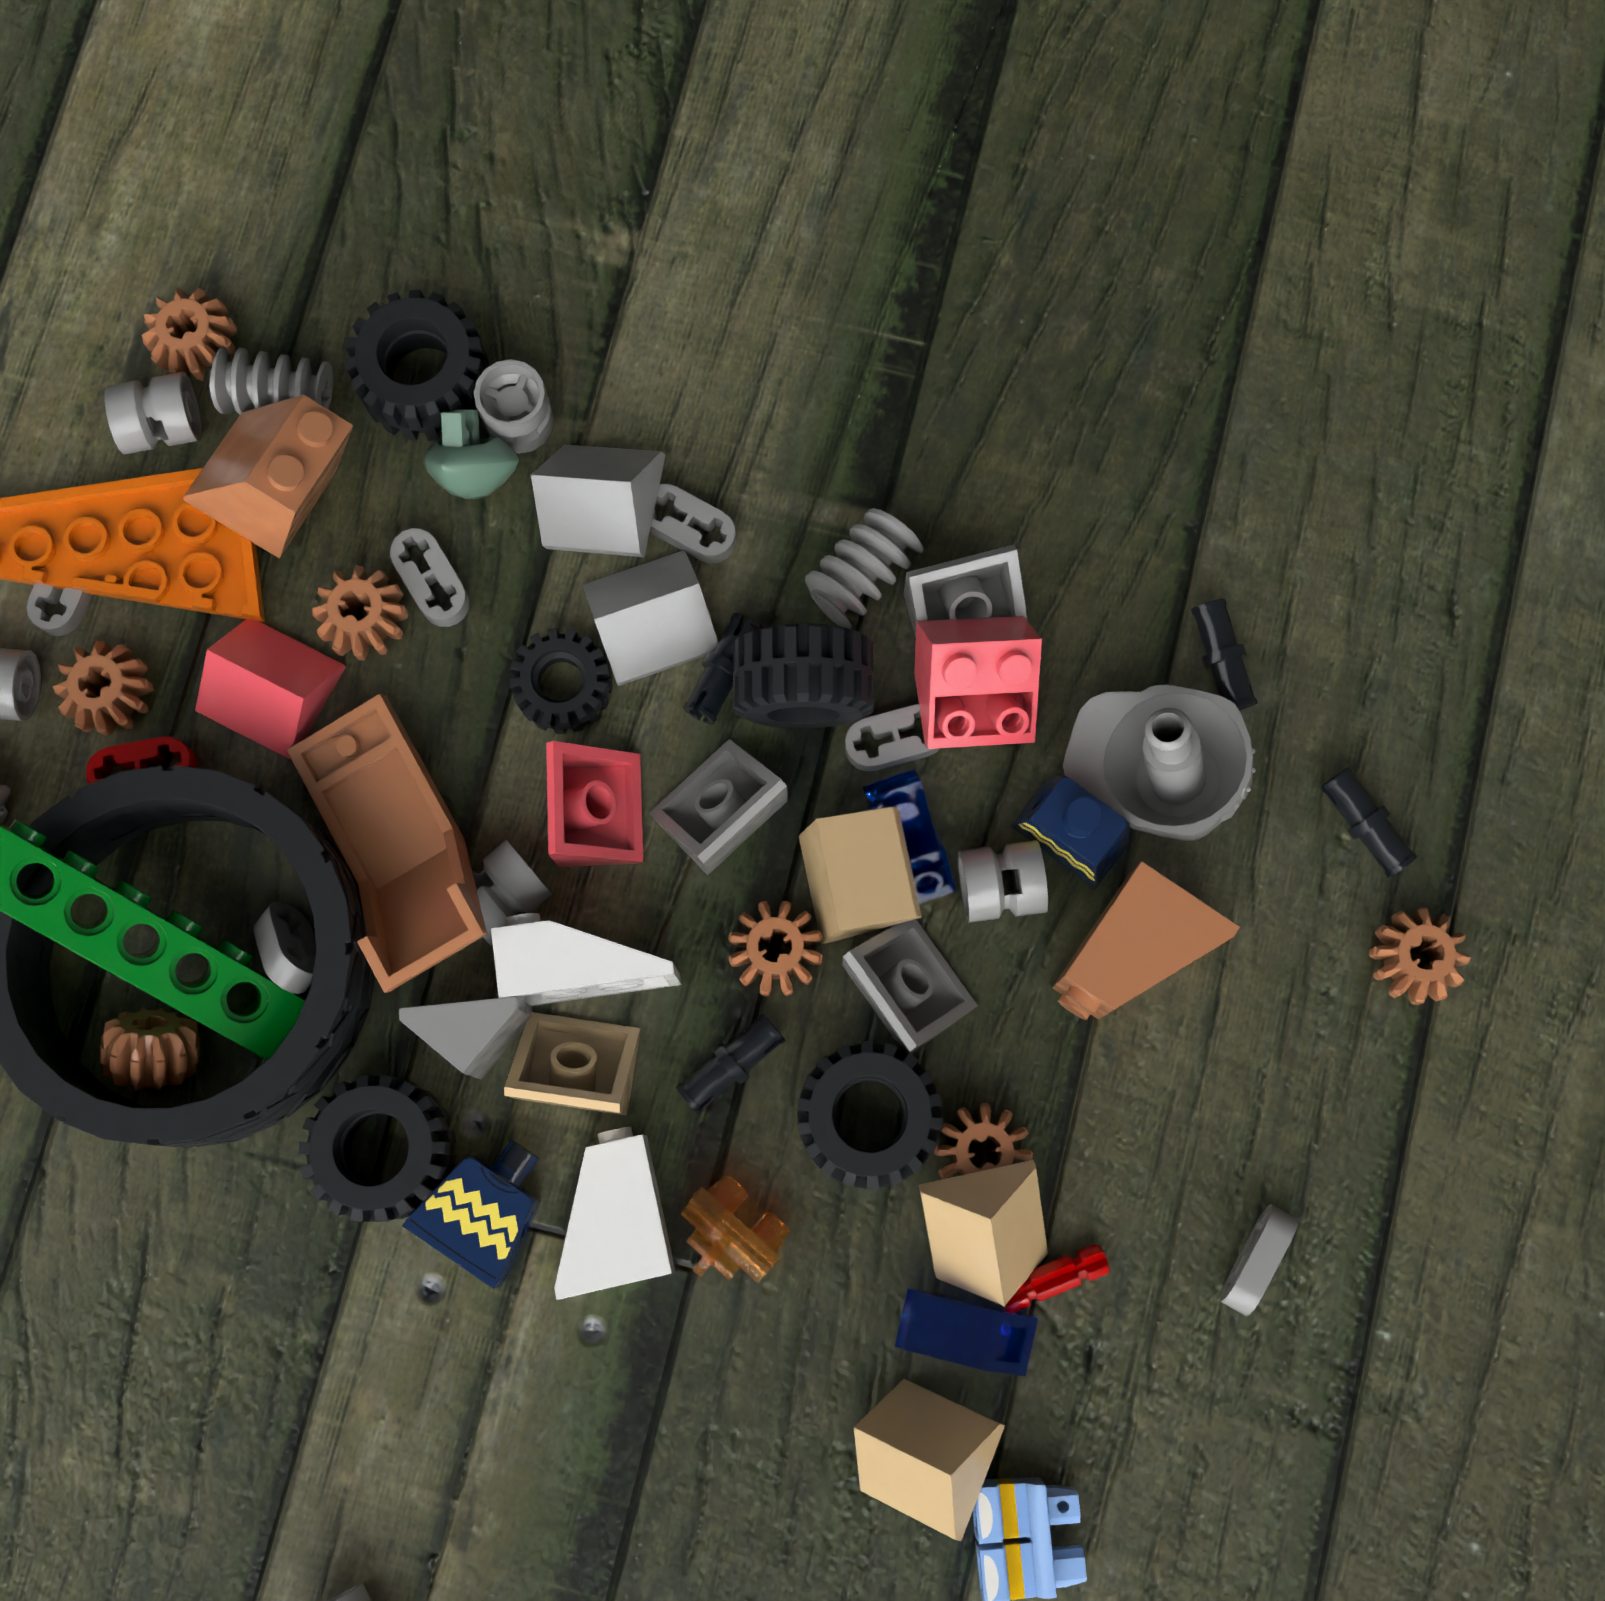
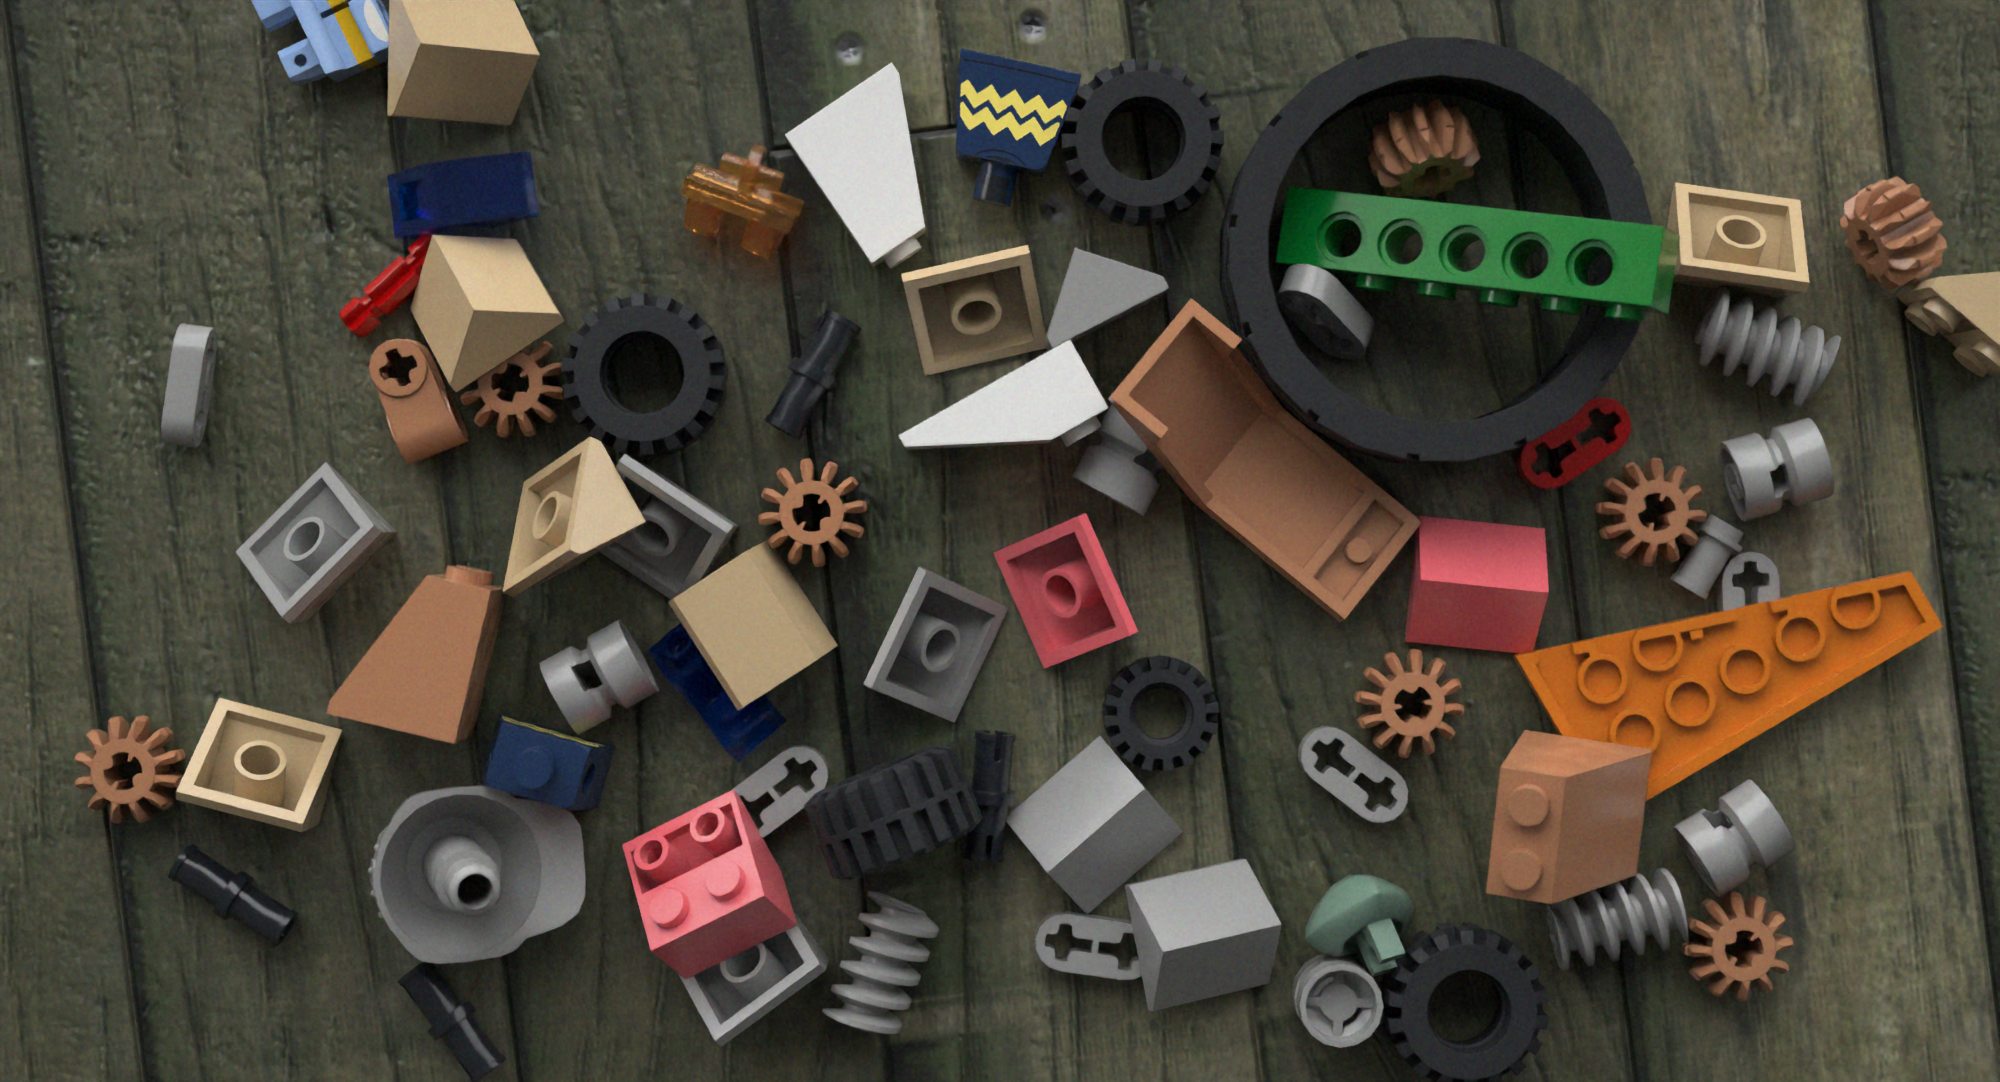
camera: 160 degrees right, 10 degrees up
(78, 633) = (1708, 556): none -> light grey pin
(978, 1019) = (568, 516): none -> tan slope
(1070, 1159) = (418, 413): none -> nougat piece
(1201, 1084) = (314, 544): none -> light grey slope
(1309, 915) = (262, 766): none -> tan slope

